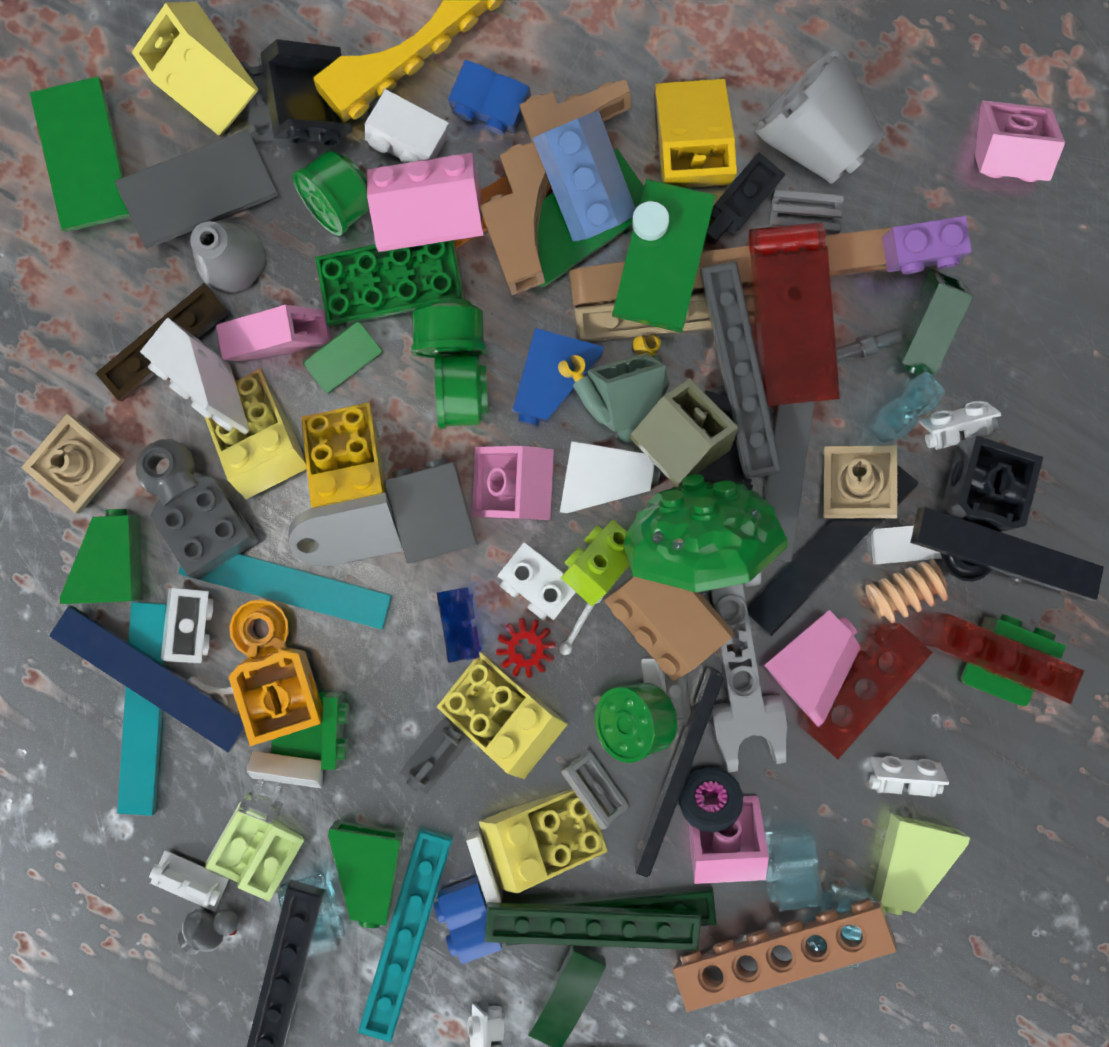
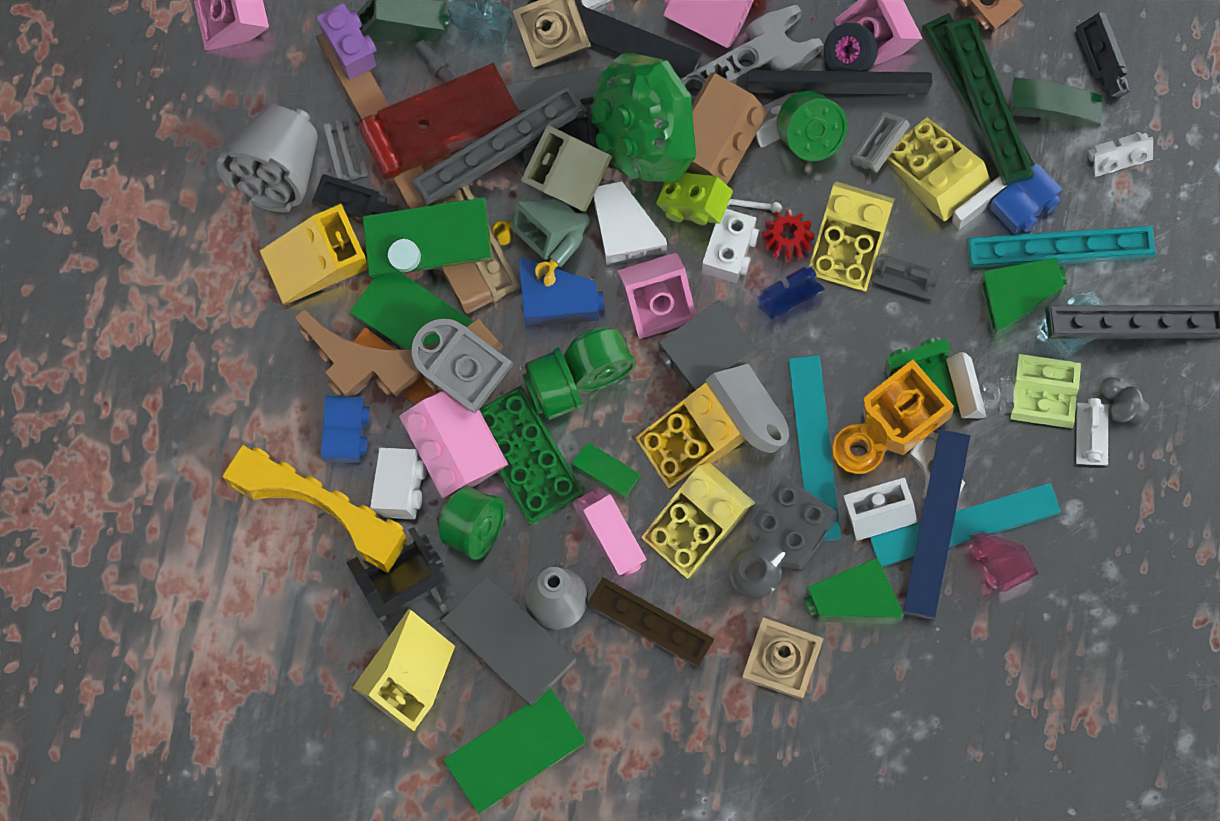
camera: 110 degrees left, 15 degrees down
(82, 734) = (1005, 560): none -> clear pink slope
(196, 373) = (660, 578): white slope -> none
(497, 233) = (461, 363): none -> light grey tile
(585, 176) = (389, 316): medium blue slope -> none

